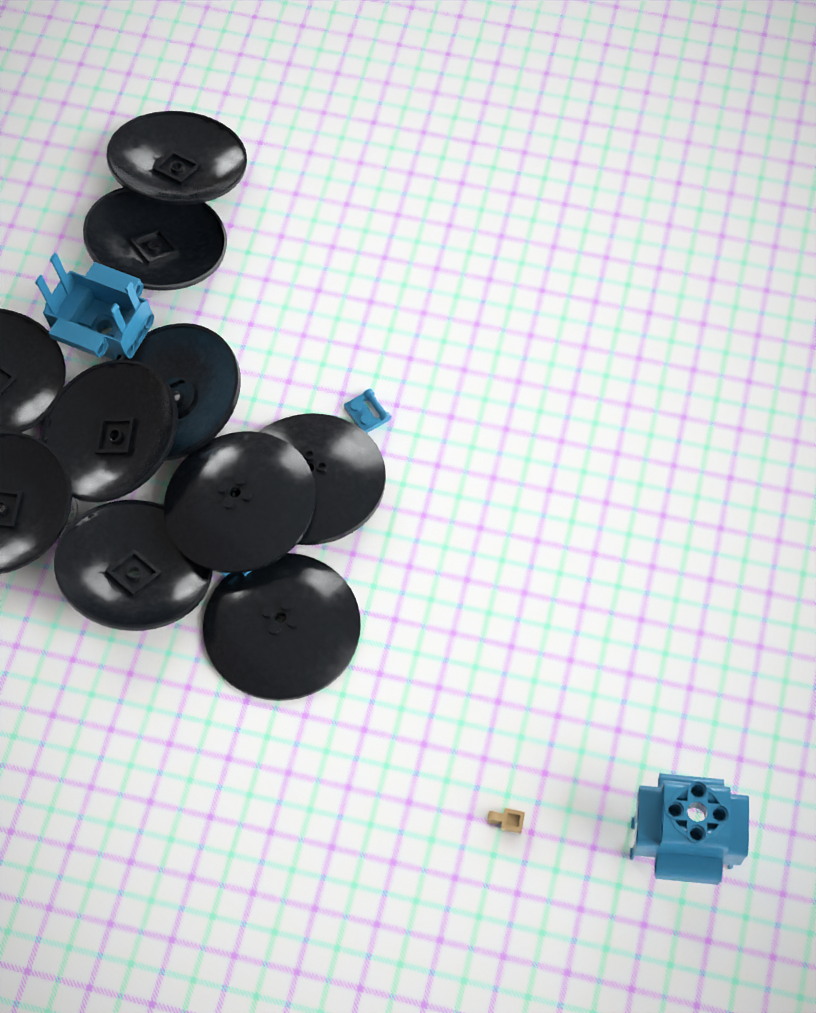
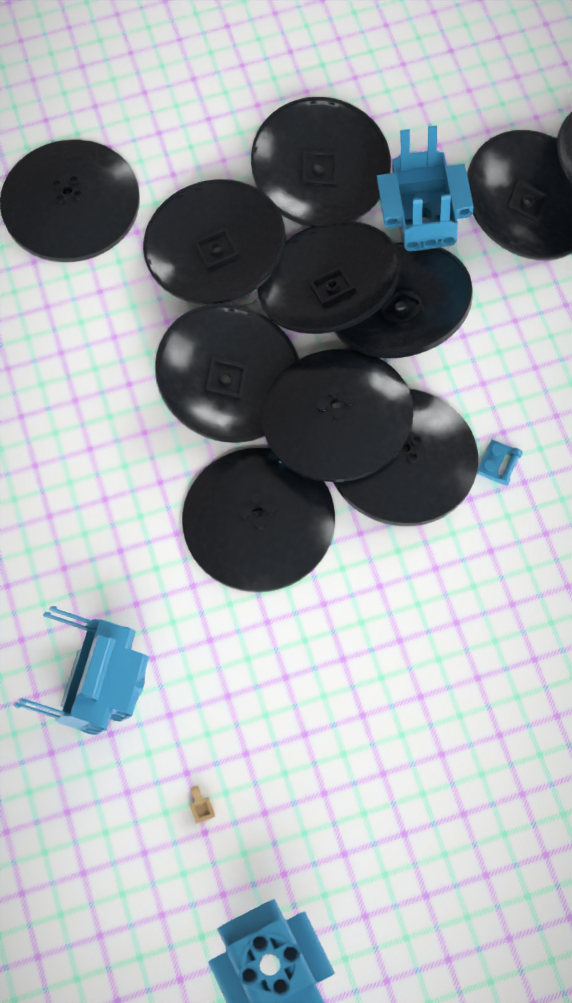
camera: 60 degrees right, 5 degrees up
(343, 833) = (103, 678): none -> dark azure piece

